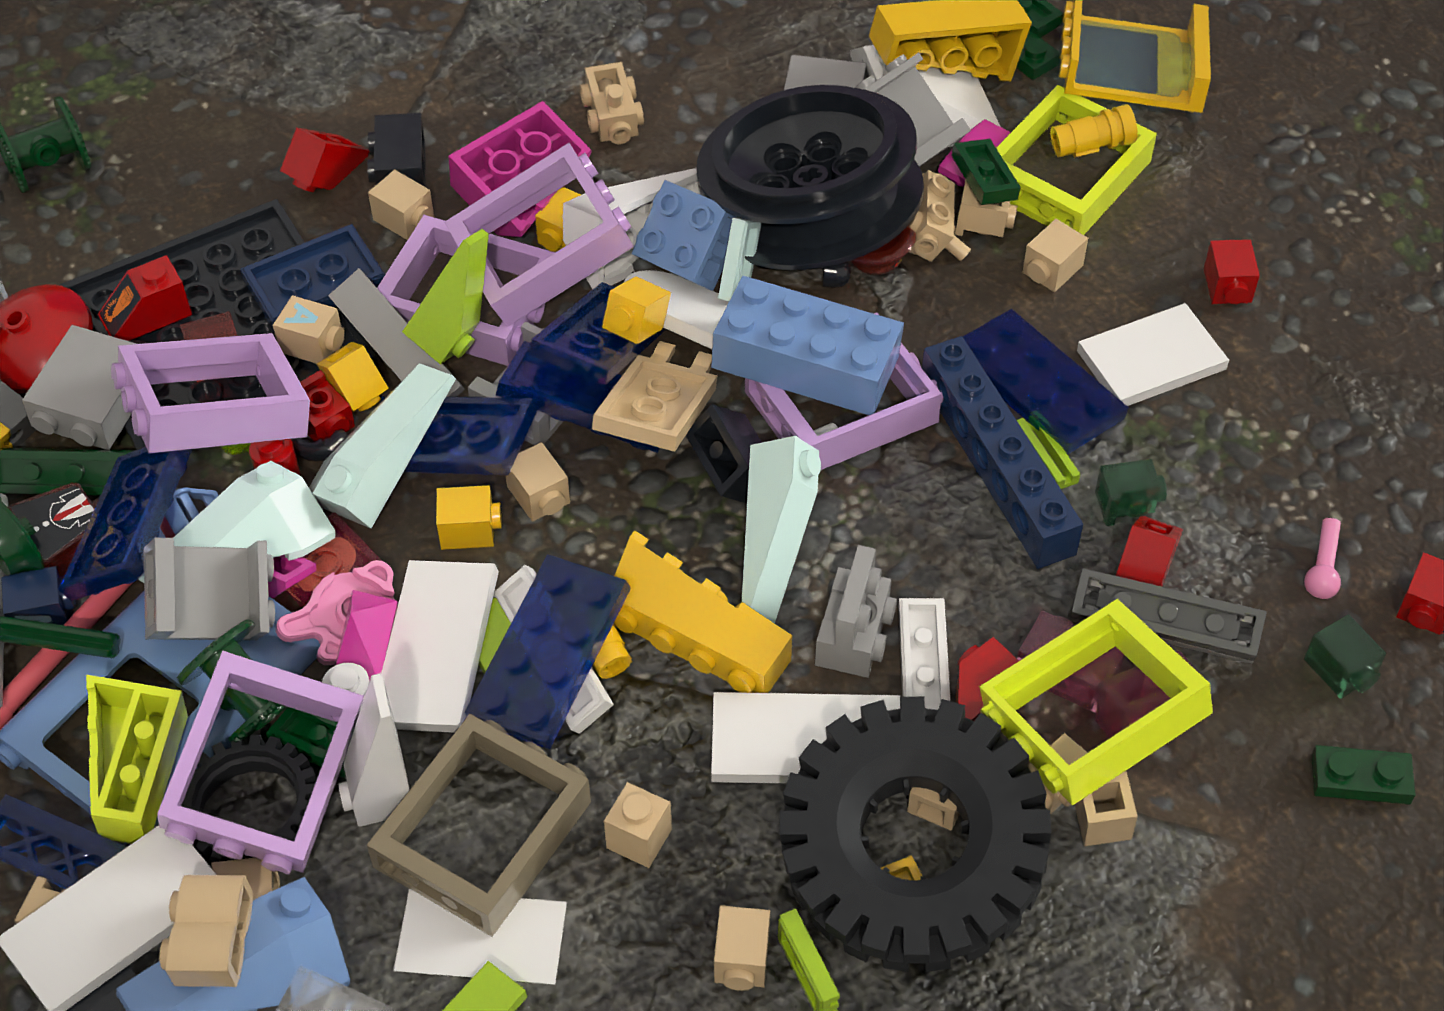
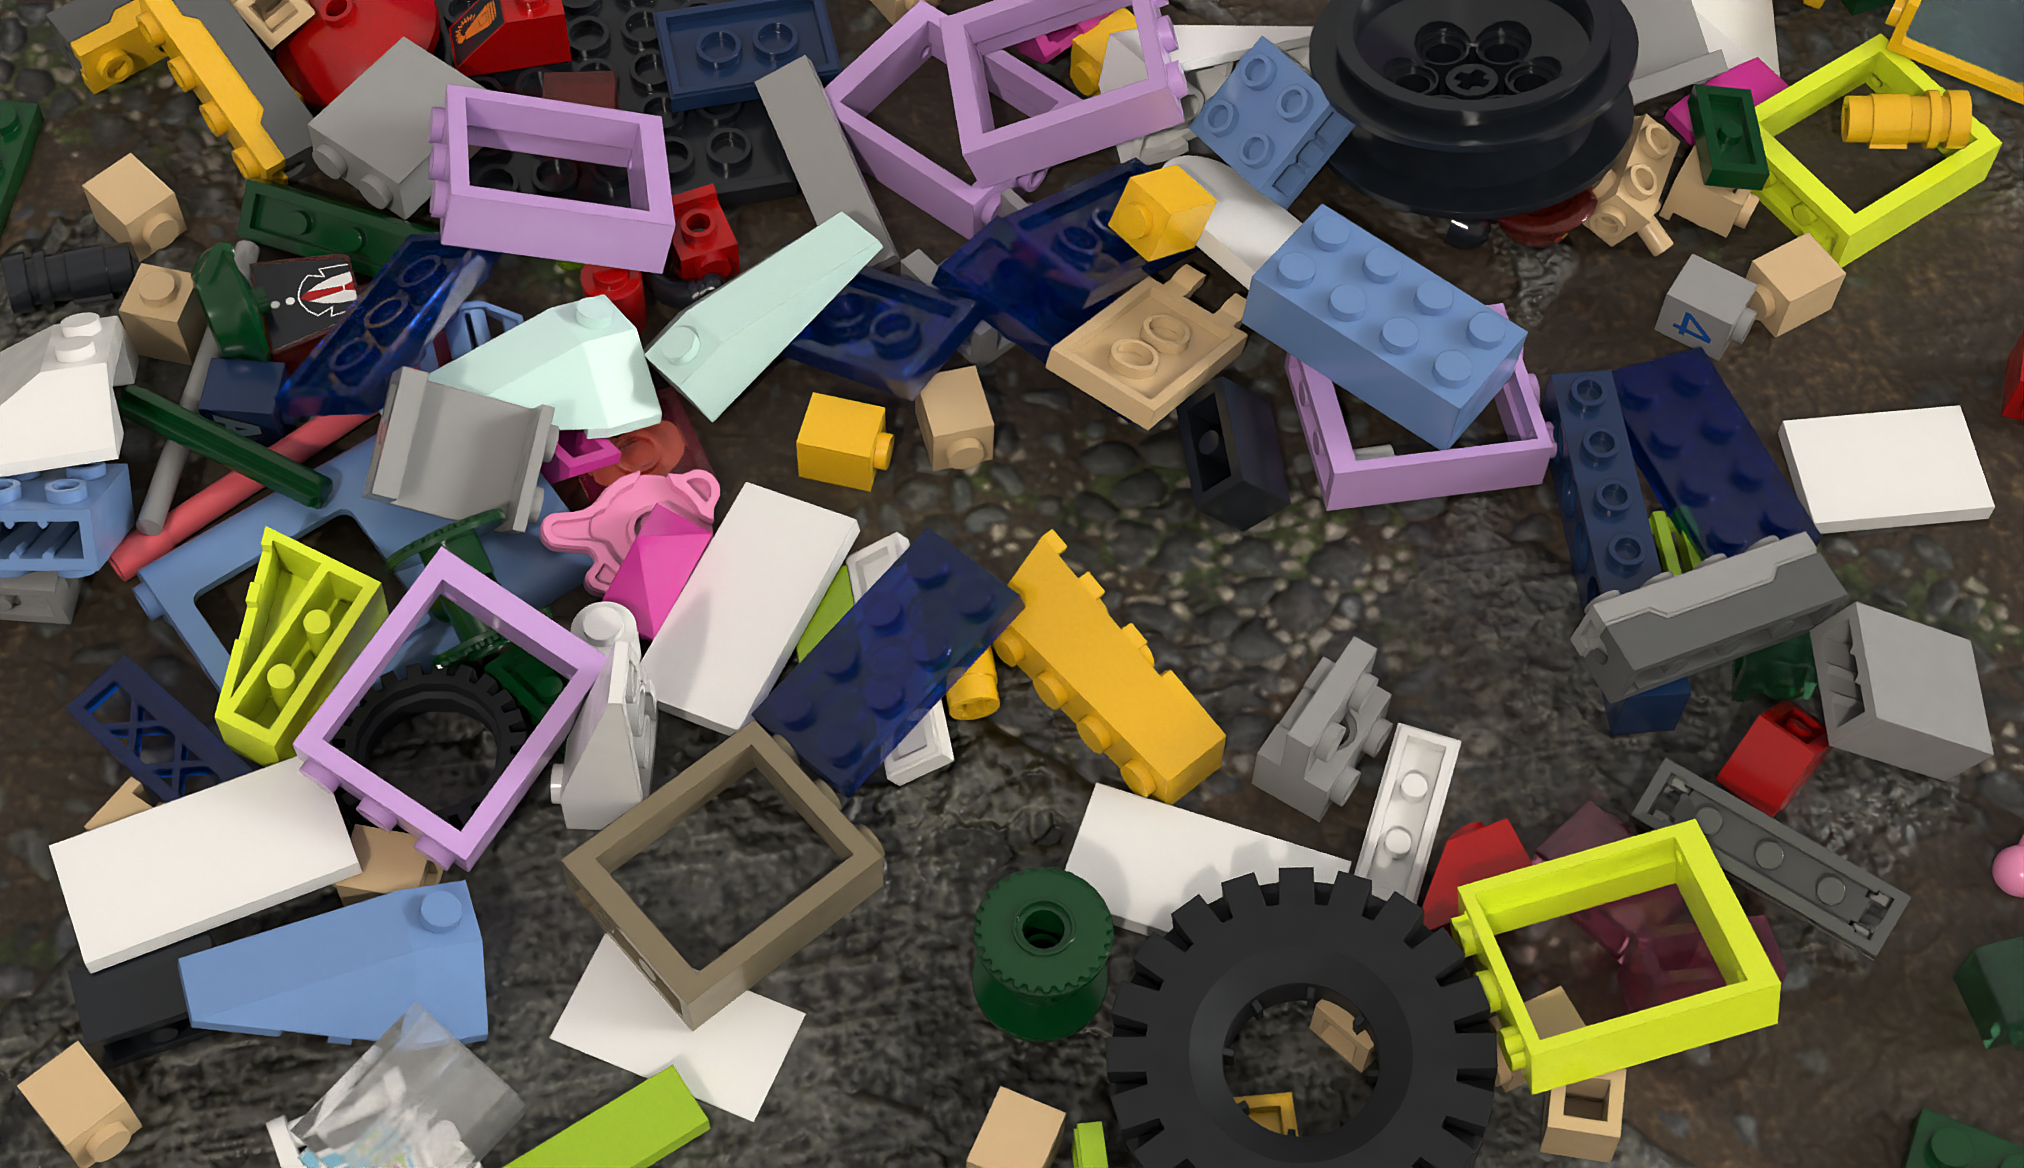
camera: 15 degrees right, 5 degrees up
(208, 931) = (313, 919): tan brick -> none
(308, 330) = (714, 124): tan brick -> none
(354, 376) = (754, 205): yellow brick -> none
(453, 303) = (913, 138): lime slope -> none
(638, 825) = (929, 938): tan brick -> none
(718, 811) = (1041, 954): none -> dark green hose
(741, 243) = (1341, 153): light aqua tile -> none
(778, 510) = (1263, 554): light aqua wedge -> none
(1007, 283) = (1707, 307): none -> light grey brick
(1077, 471) = (1706, 615): none -> dark grey piece
(1213, 488) = (1900, 692): none -> light grey brick

